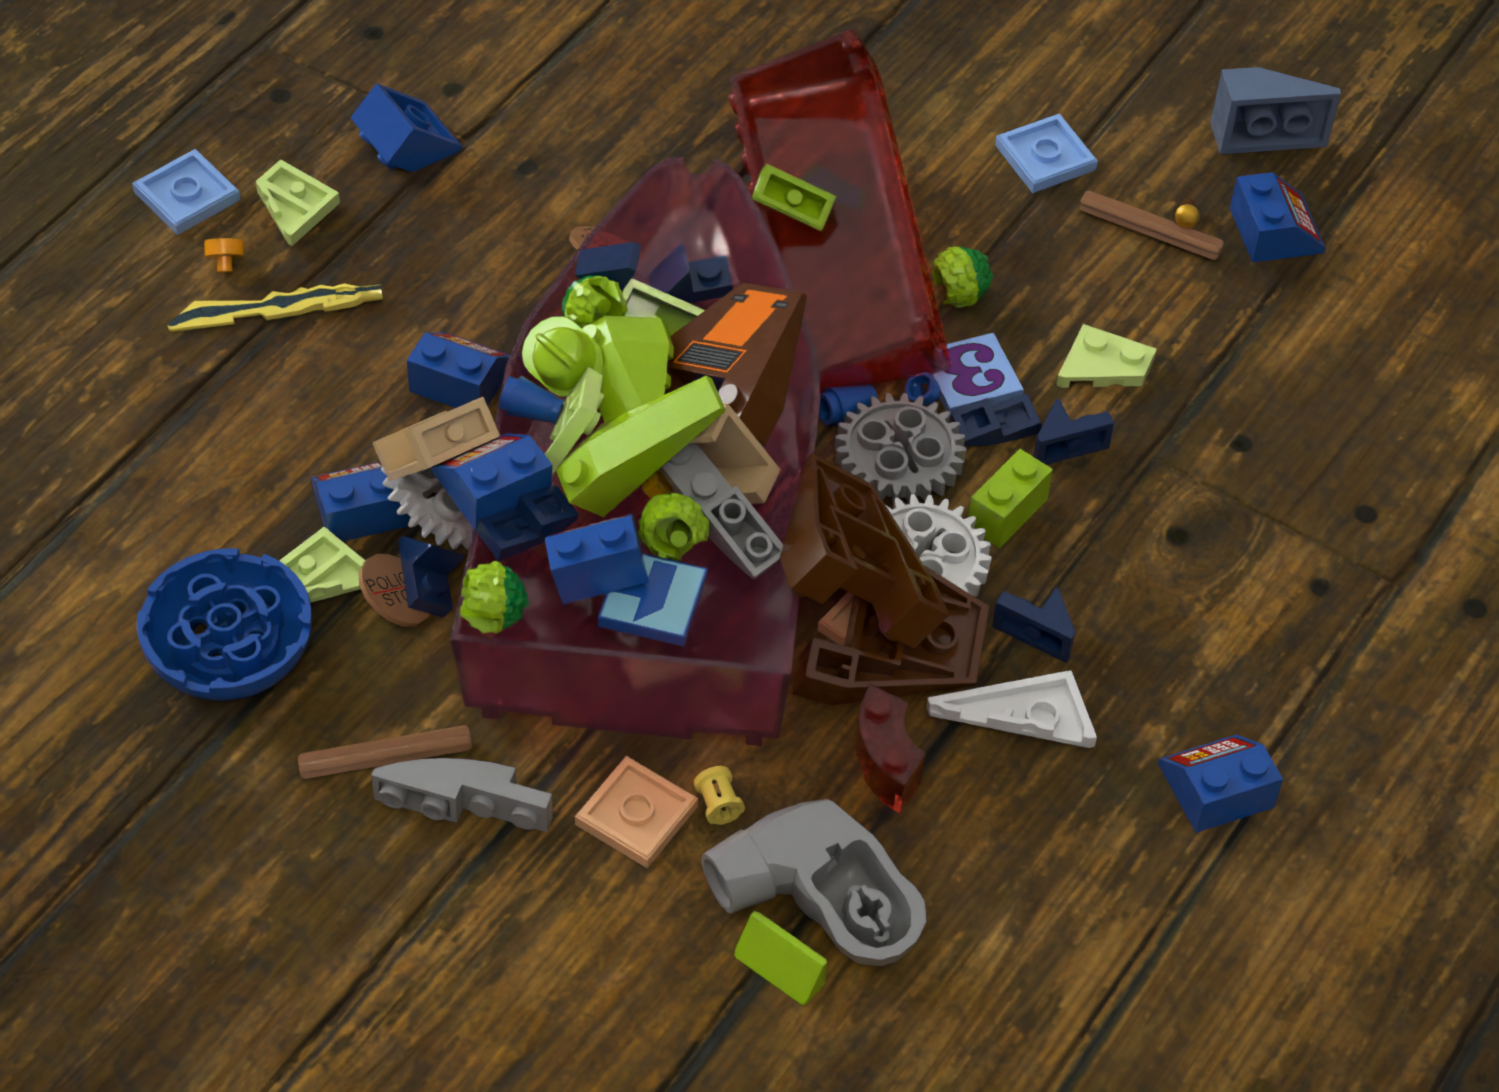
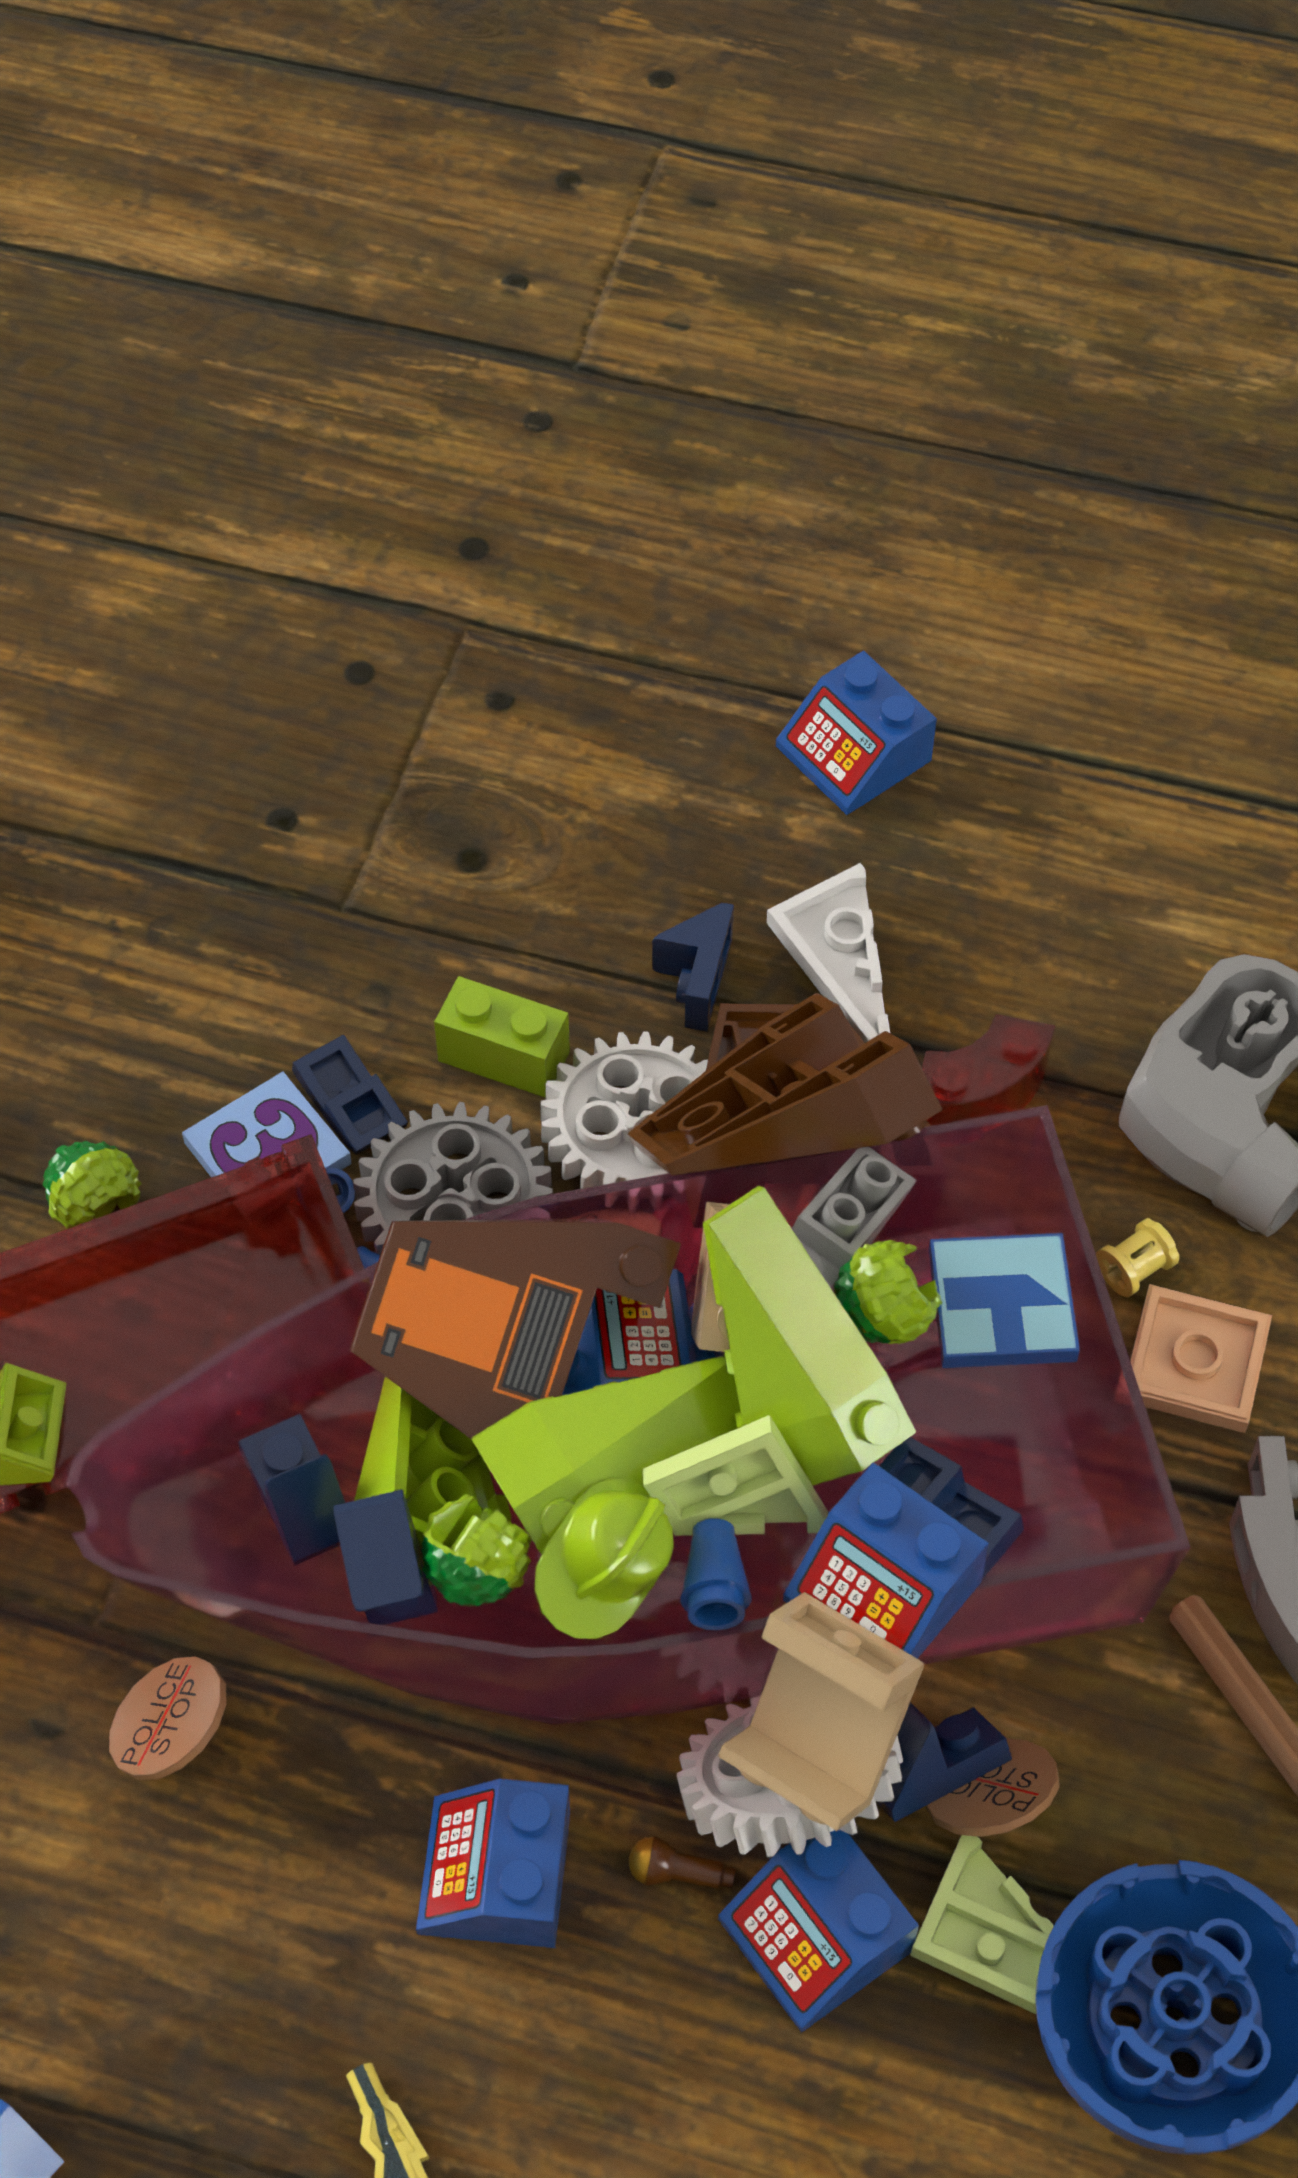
camera: 105 degrees left, 5 degrees up
(492, 597) = (1124, 1488): lime piece -> none
(596, 558) = (981, 1373): blue slope -> none
(1067, 438) = (355, 999): dark blue slope -> none
(1106, 360) = (185, 994): yellowish green wing -> none

